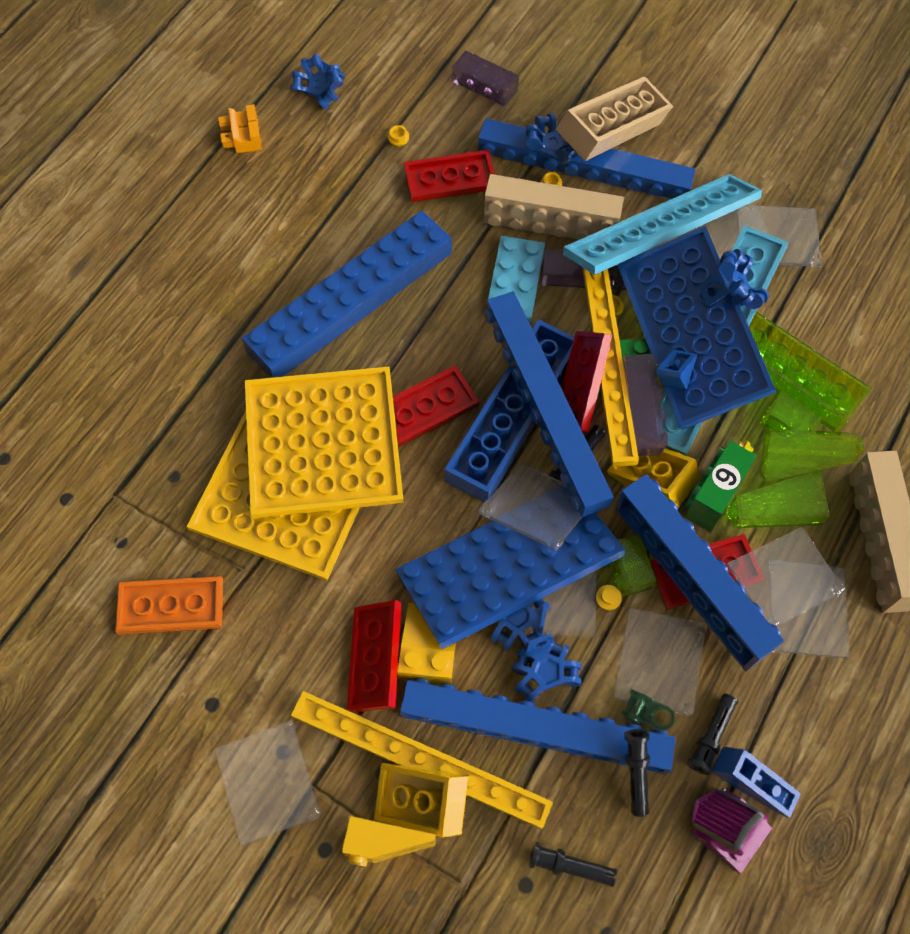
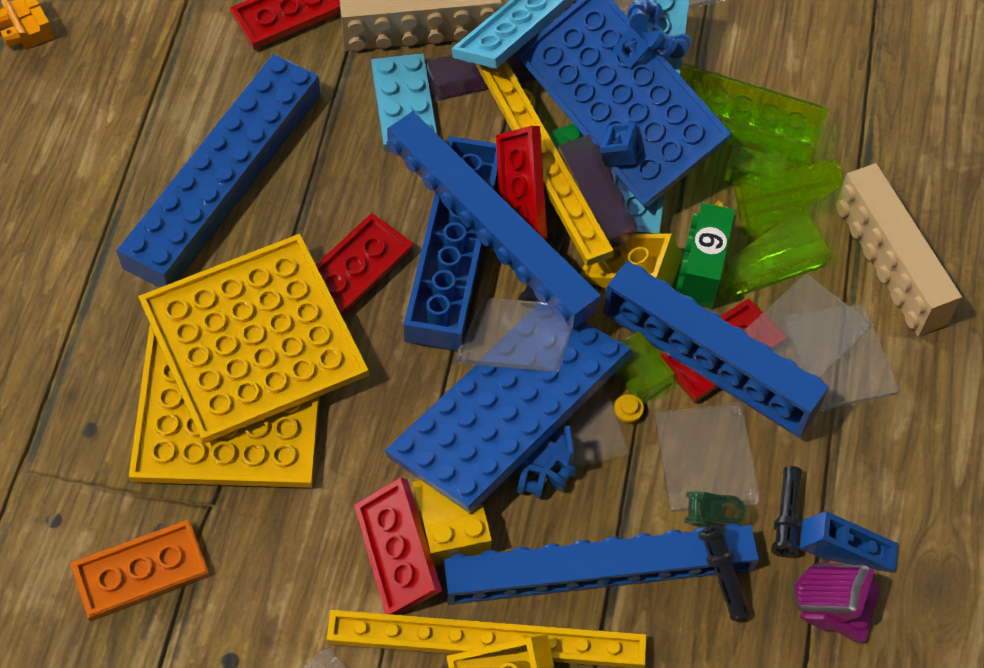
camera: 20 degrees left, 5 degrees down
(546, 669) = (589, 498): blue piece -> none

